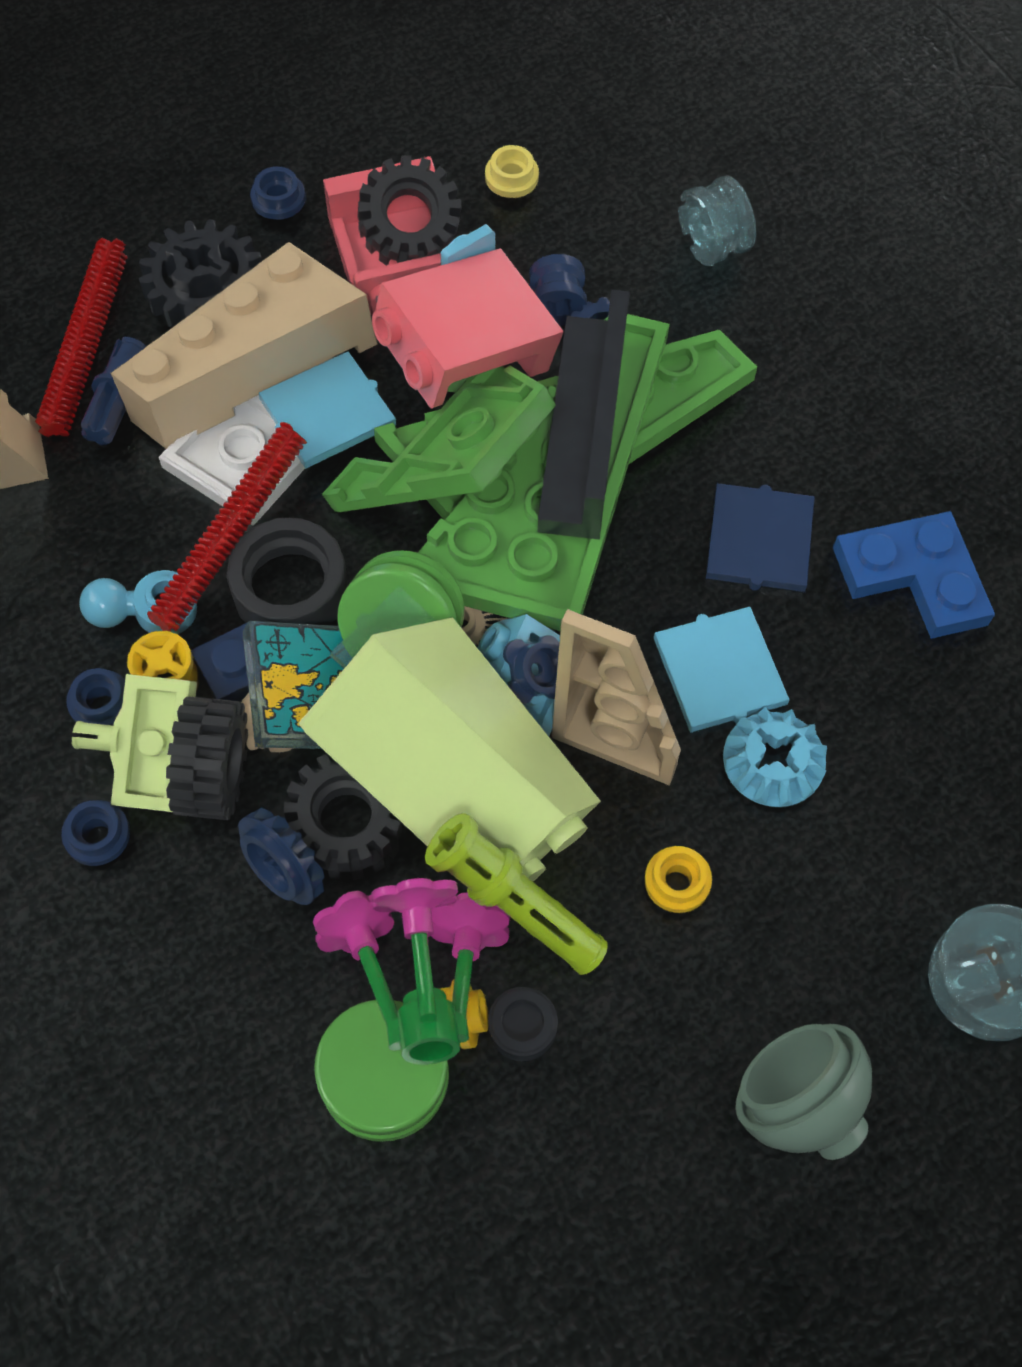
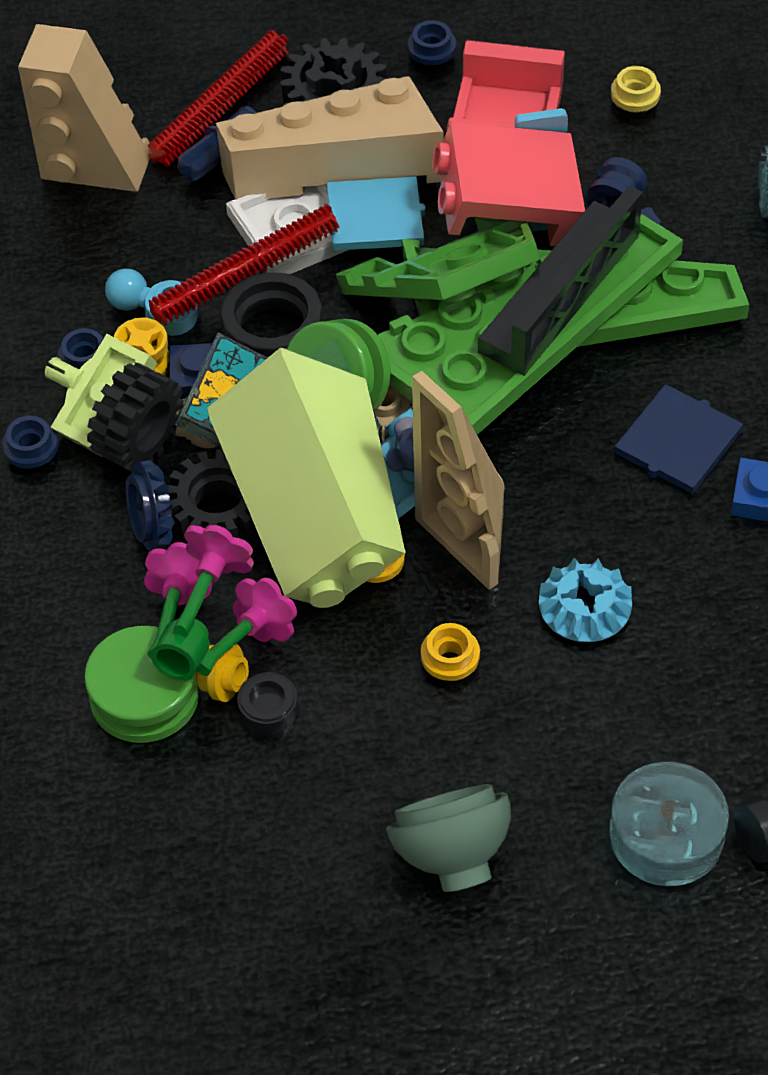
camera: 30 degrees right, 10 degrees down
(414, 181) = (512, 61): black tyre -> none
(498, 880) = (293, 573): lime pin -> none
(720, 669) = (582, 521): medium azure piece -> none

